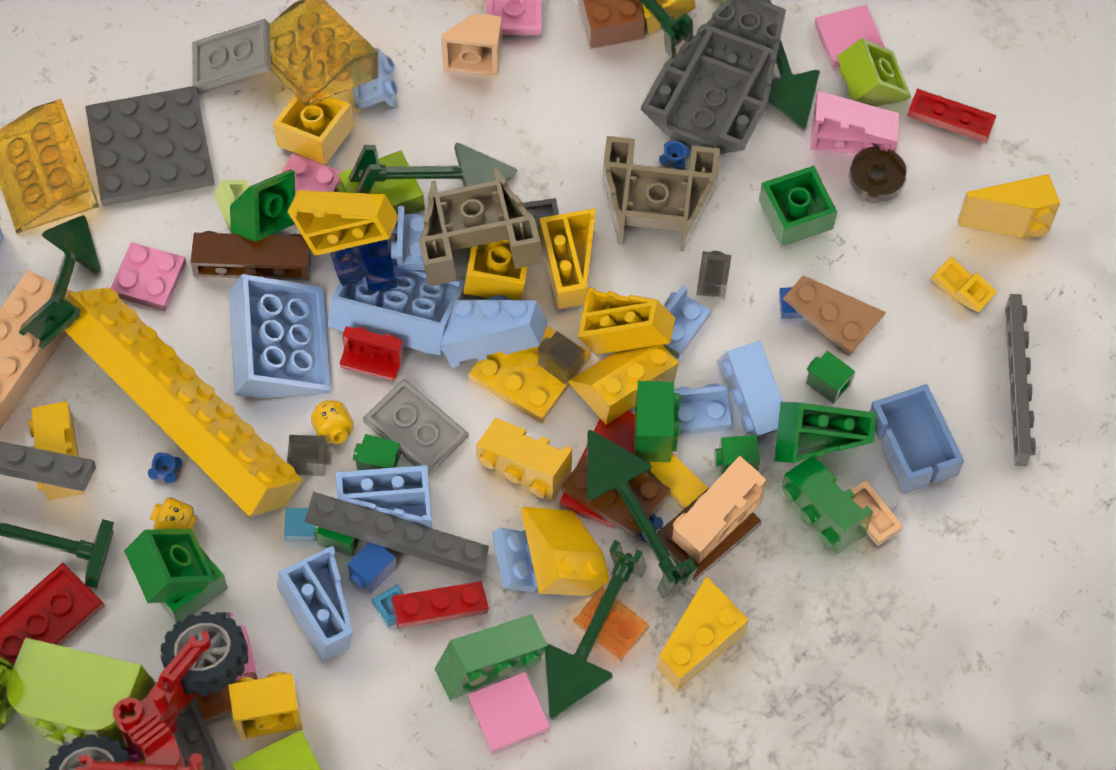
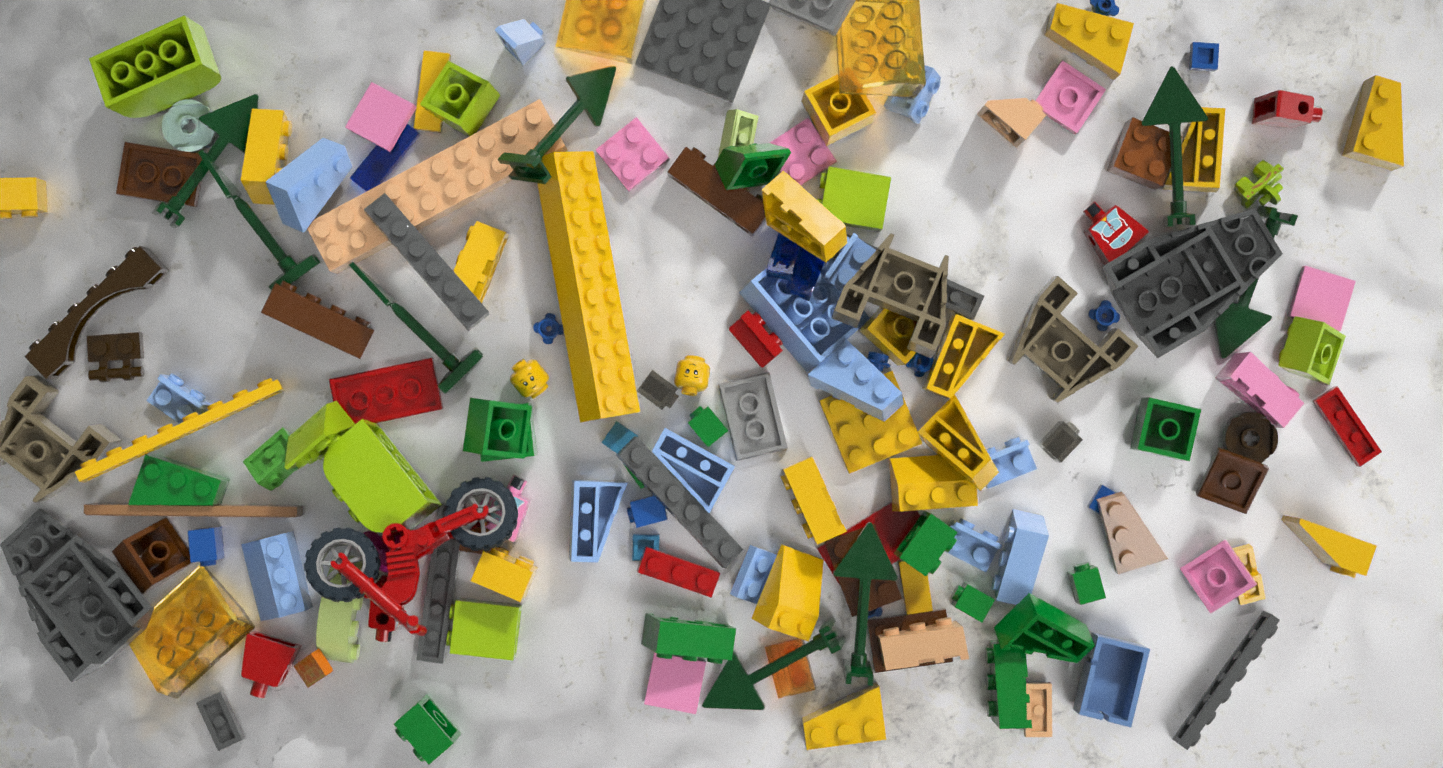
camera: 30 degrees right, 25 degrees up
(278, 338) = (696, 277): light blue slope -> none
(472, 169) = (939, 232): piece -> none
(537, 286) = (924, 366): none -> blue plate
(560, 357) = (893, 440): clear smoke brick -> none
(628, 84) = (1112, 231): none -> red torso
(889, 214) = (1232, 480): none -> reddish brown plate
(940, 295) = (1218, 576): none -> bright pink plate

